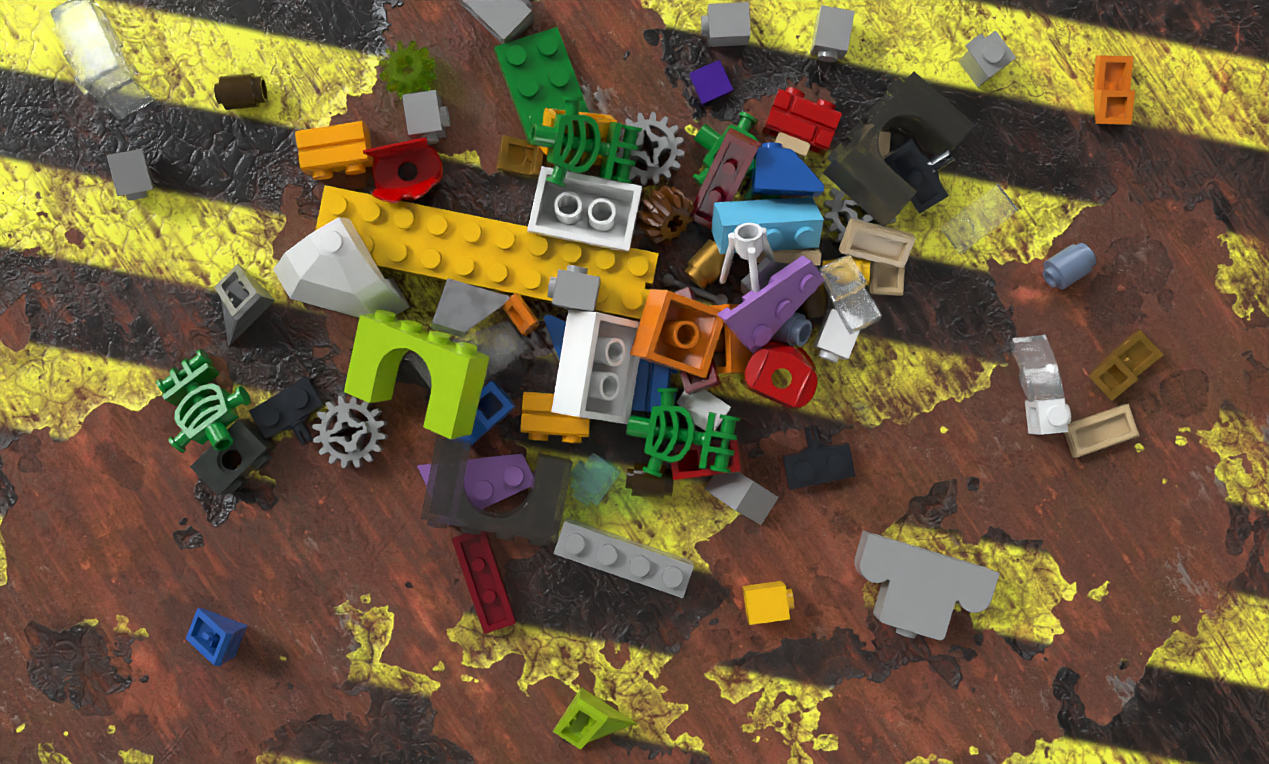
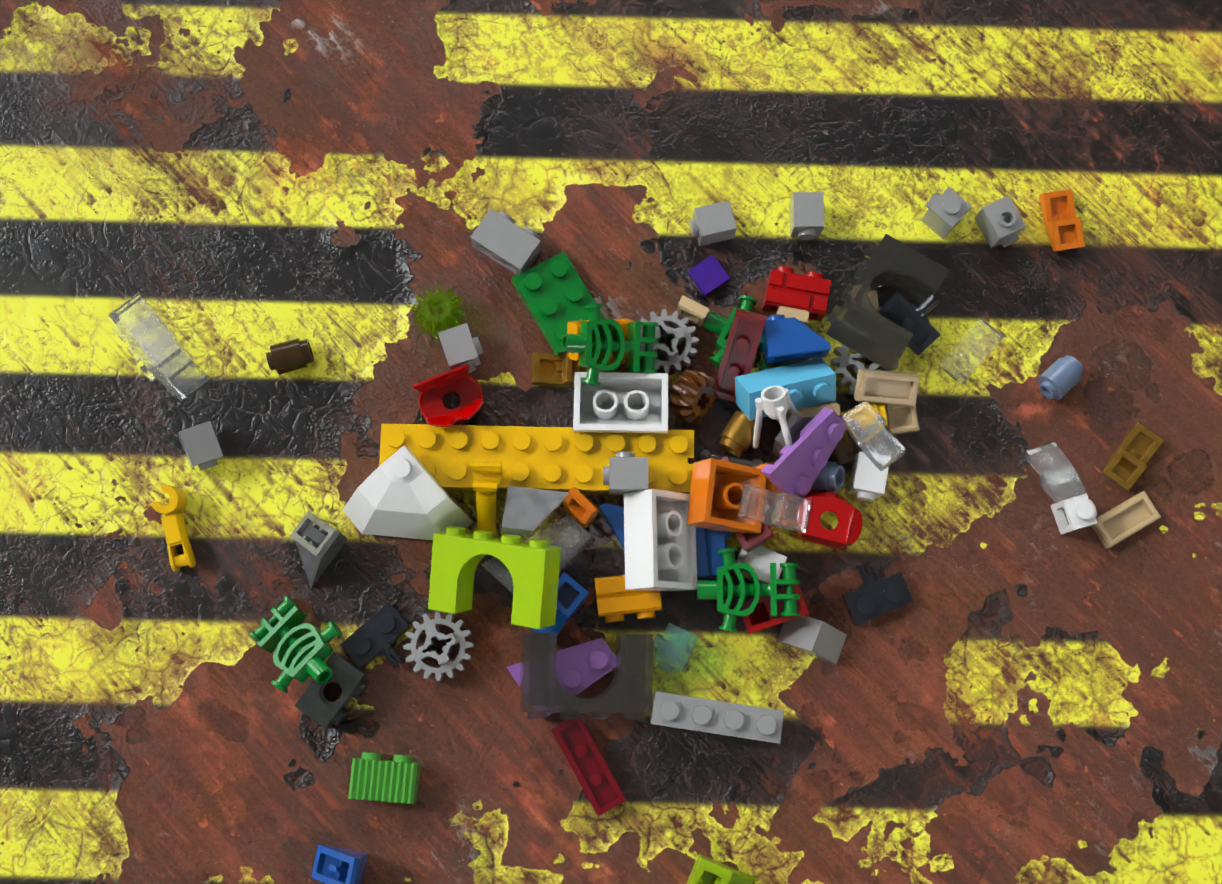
camera: 15 degrees left, 10 degrees down
(94, 255) = (175, 527): none -> yellow piece
(273, 556) = (385, 779): none -> bright green brick
(334, 150) = (383, 392): light orange brick -> none
(423, 273) = (485, 484): none -> yellow piece
(648, 485) = (725, 643): dark brown brick -> none
(684, 119) = (694, 311): none -> tan tile
(725, 355) = (774, 508): none -> clear slope
(767, 602) = (858, 735): yellow brick -> none
(921, 585) = (996, 691): light grey brick -> none
(1044, 80) = (1000, 222): none -> light grey brick

